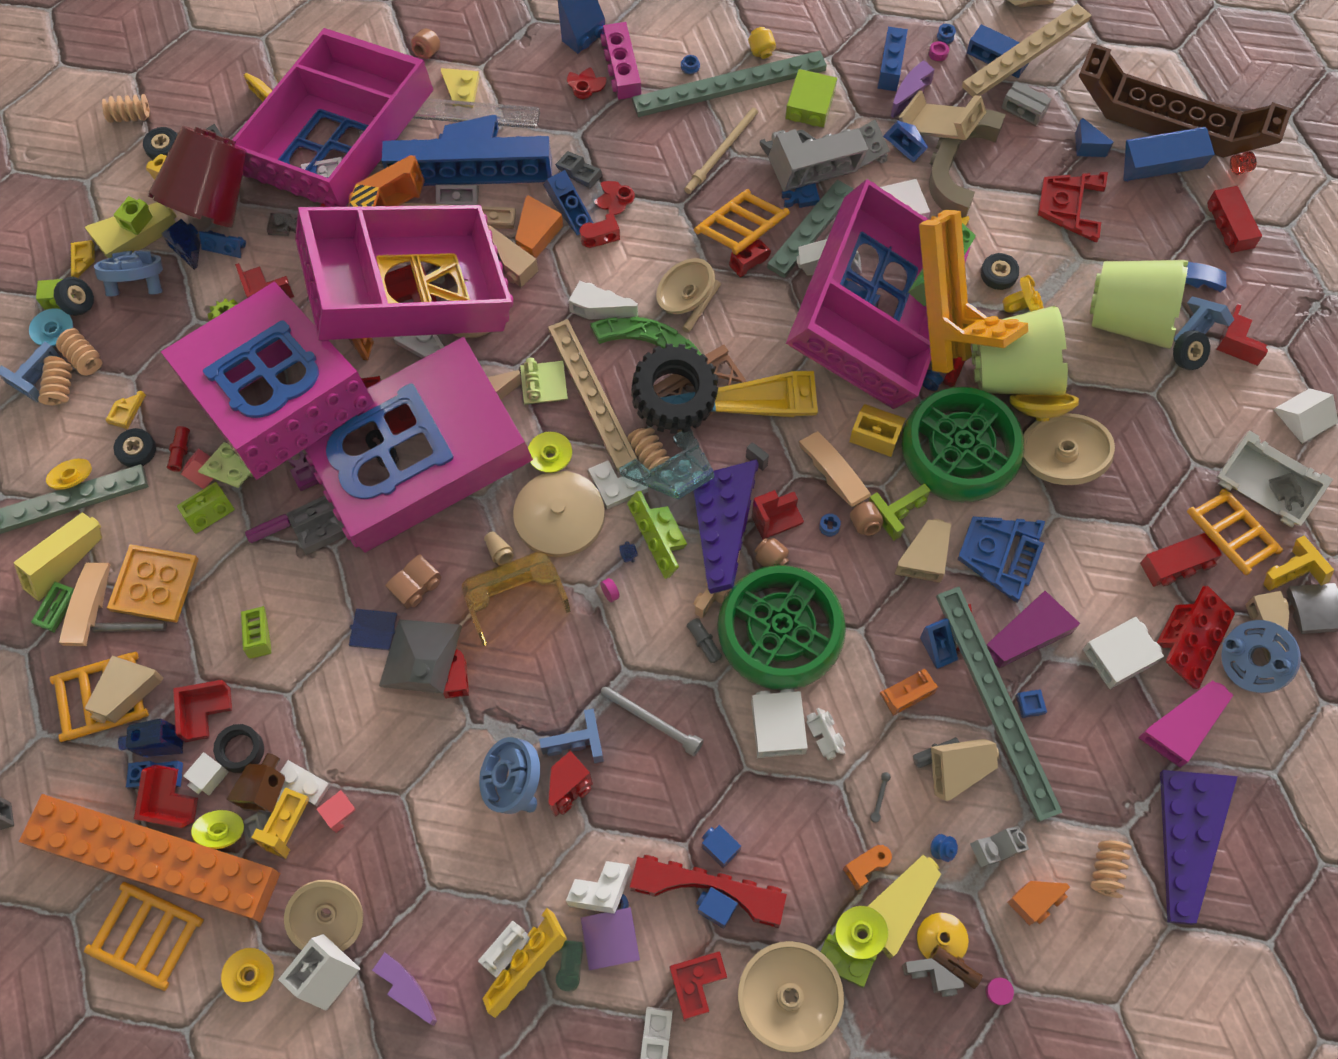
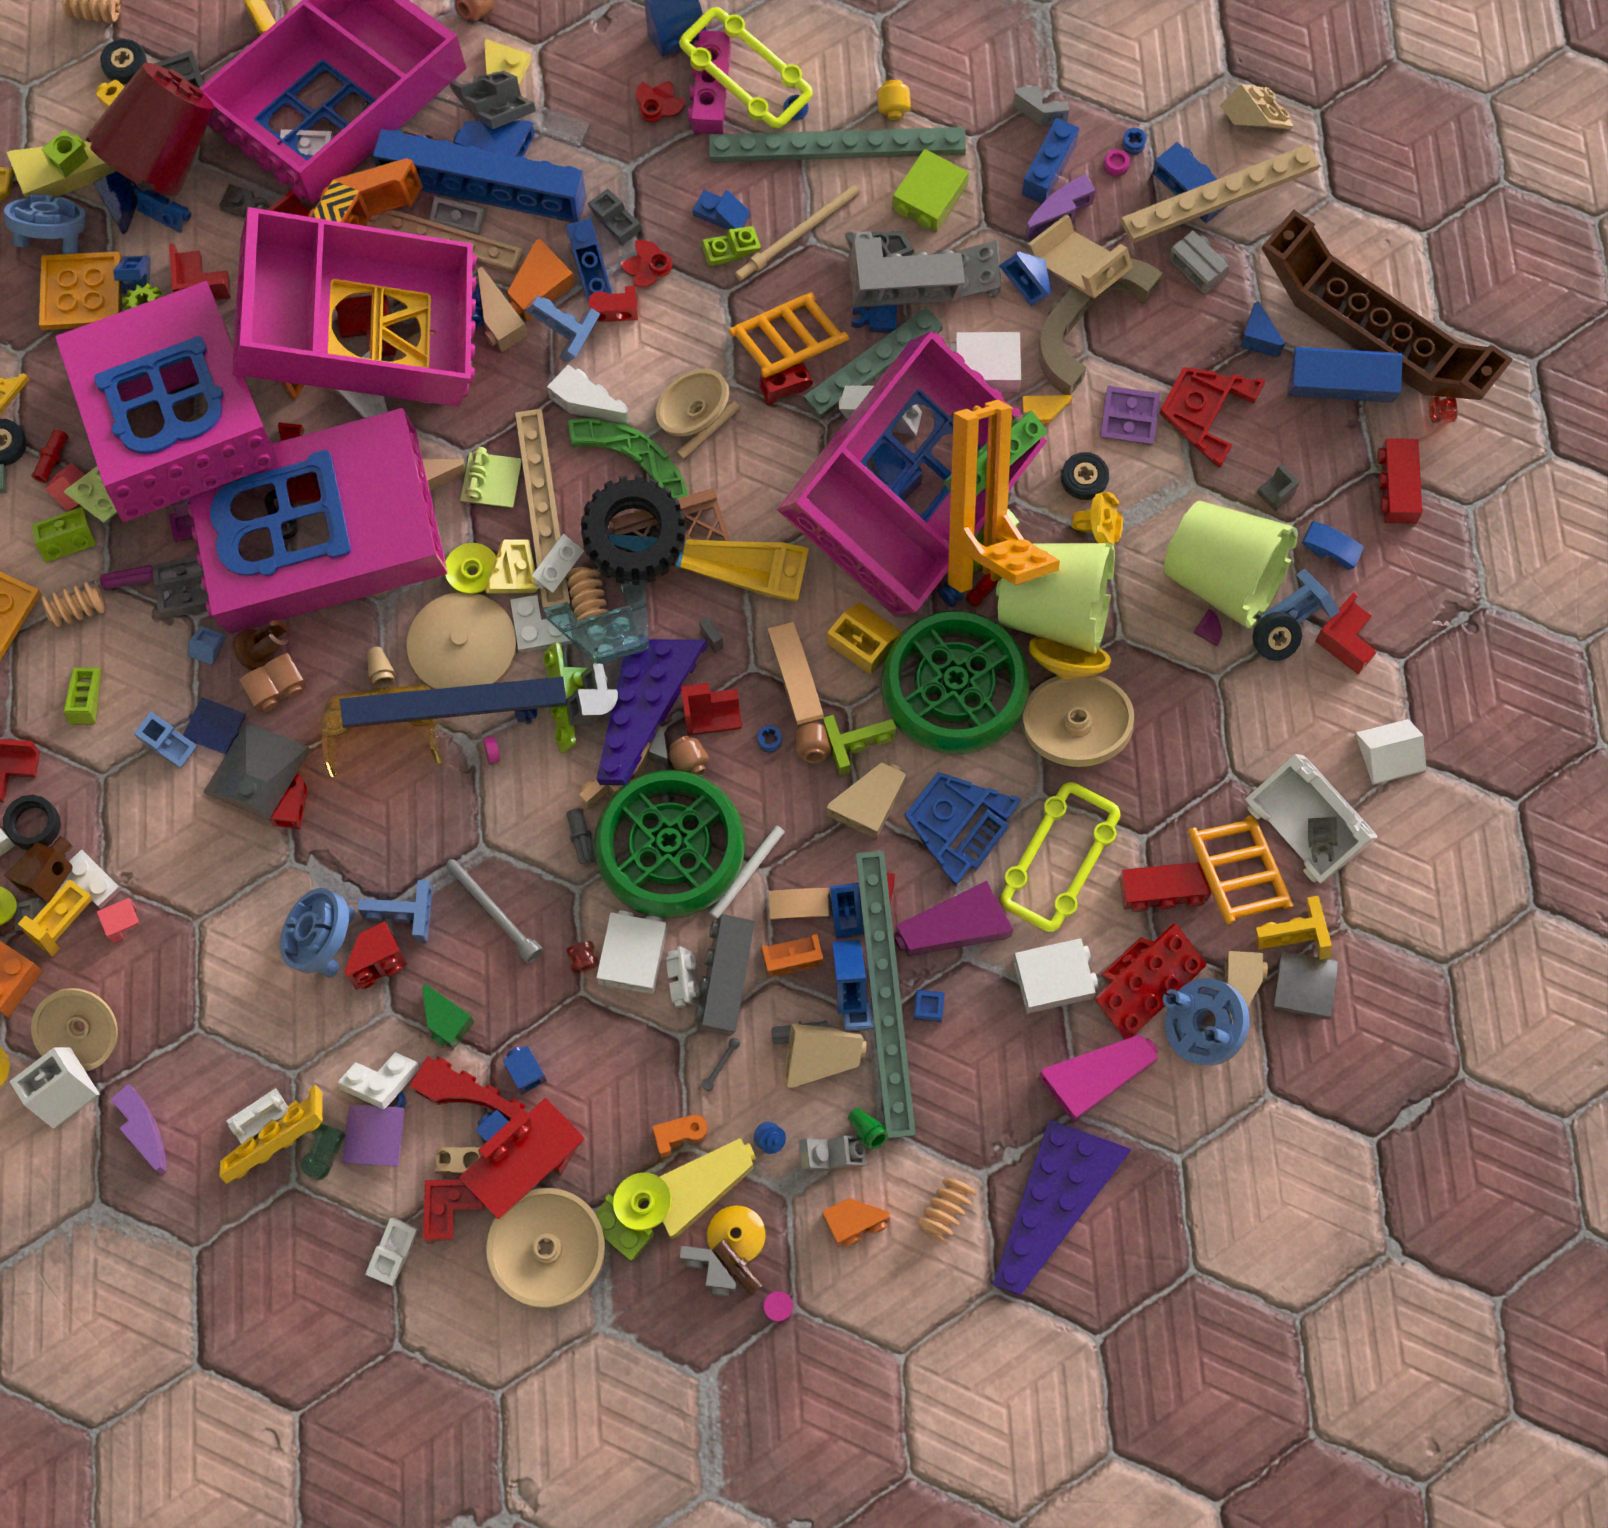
camera: 15 degrees right, 5 degrees up
(168, 315) = (78, 289): none -> light orange plate
(209, 294) = (133, 271): none -> blue slope
(228, 560) = (74, 604): none -> light nougat piece
(333, 650) = (164, 740): none -> medium blue brick
(348, 566) = (205, 645): none -> medium blue slope
(393, 556) = (257, 647): none -> reddish brown piece
(461, 105) = (493, 98): none -> dark grey slope
(566, 253) = (564, 324): none -> medium blue bracket
(570, 557) = (452, 702): none -> dark blue tile
(584, 444) = (513, 569): none -> light yellow wing
(619, 430) = (557, 564): none -> white hinge
(640, 820) = (444, 1018): none -> green slope
(661, 148) = (721, 211): none -> blue slope
(664, 67) = (757, 107): none -> neon yellow bar
(677, 169) = (733, 246): none -> lime slope
(682, 527) = (594, 701): none -> brick
(693, 940) = (455, 1159): none -> tan leg
(738, 738) = (582, 956): none -> clear red wheel
(747, 557) = (657, 749): none -> light grey slope
(747, 923) = (520, 1157): none -> red bracket
(850, 628) = (747, 871): none -> white bar
(861, 722) = (725, 974): none -> dark grey brick
(863, 24) = (1029, 102): none -> light grey slope
(900, 648) = (799, 903): none -> light nougat slope
(966, 695) = (849, 976): none -> blue slope
(980, 727) = (859, 1021): none -> medium blue slope
(1016, 220) = (1130, 415): none -> medium lavender slope
(1022, 818) = (870, 1131): none -> green cone
(1063, 582) = (1065, 903): none -> neon yellow bar
(1135, 359) = (1210, 628): none -> magenta tile
(1147, 244) = (1279, 487): none -> dark grey panel

